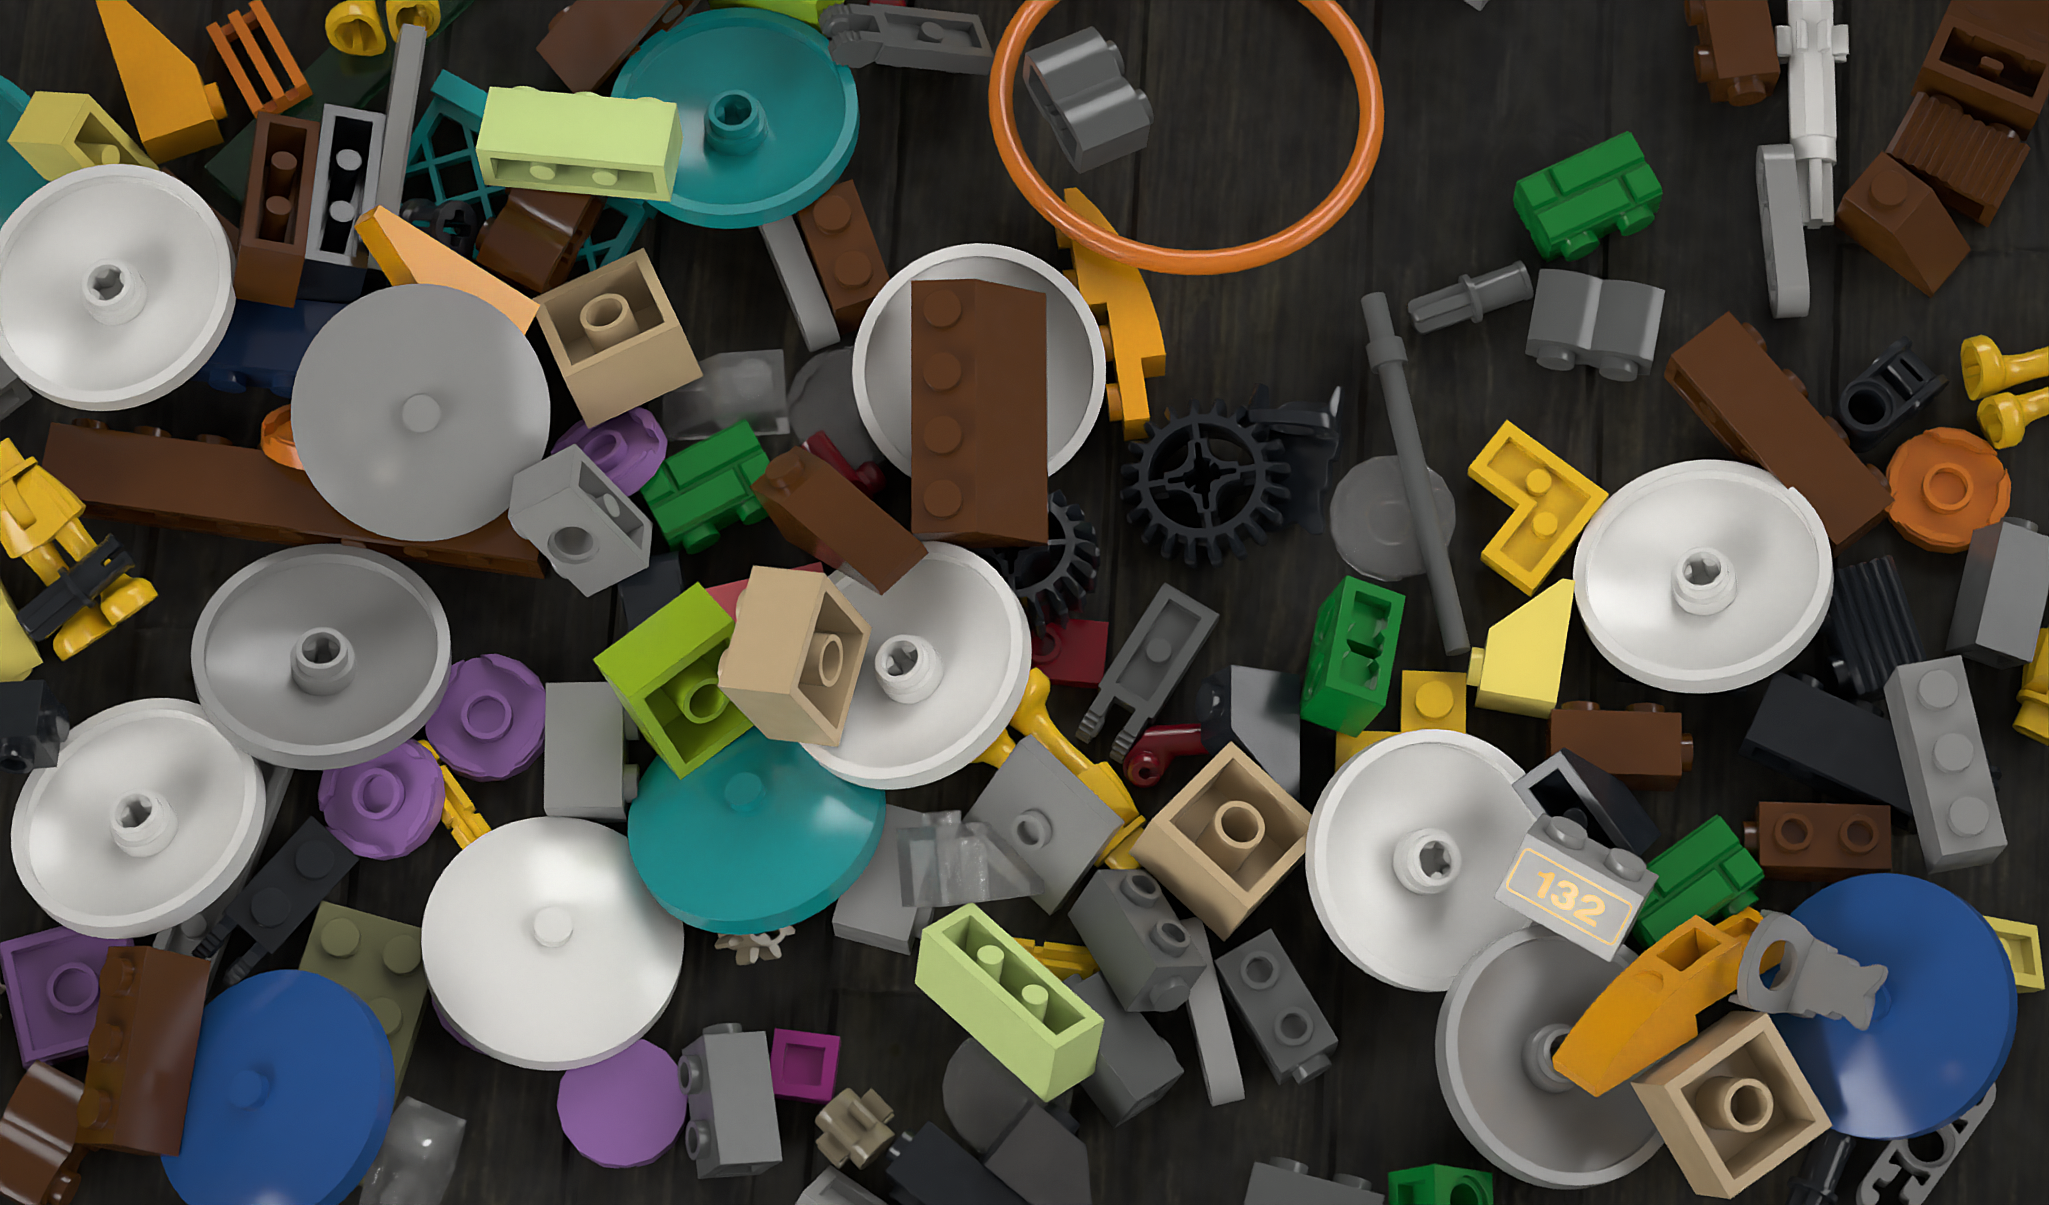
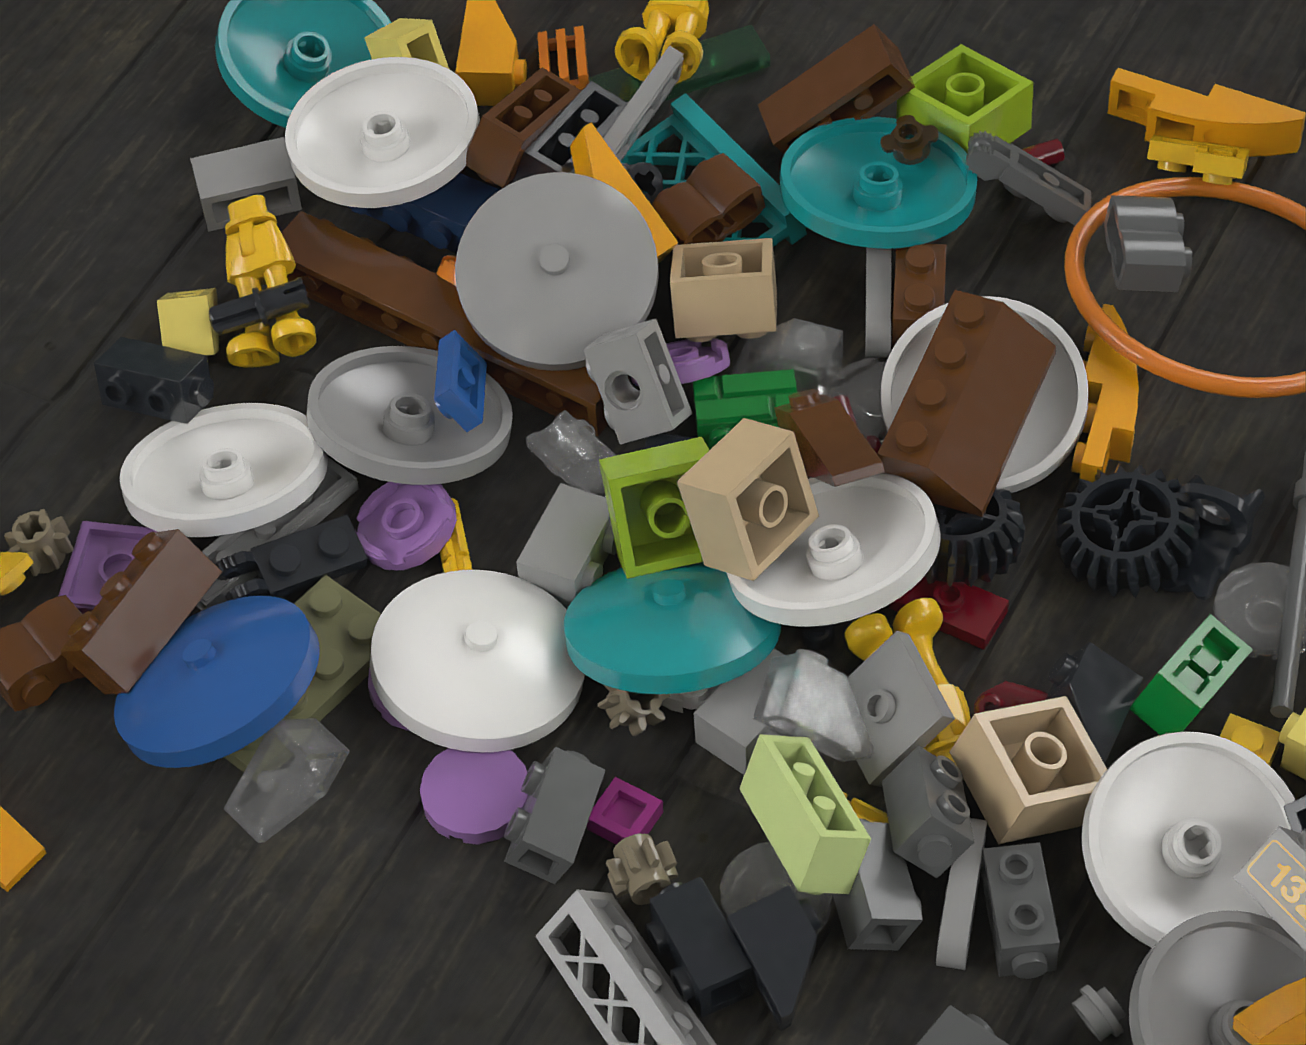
camera: 25 degrees right, 20 degrees down
(367, 595) = (460, 381): none -> blue plate
(489, 719) = (505, 504): medium lavender tile -> none
(542, 631) = (571, 452): none -> clear hips
(580, 143) = (756, 147): yellowish green brick -> none
(757, 60) = (908, 150): none -> dark brown plate
(1149, 666) = (1025, 641): dark grey hinge -> none
(1404, 1092) = (1099, 1012): none -> light grey plate

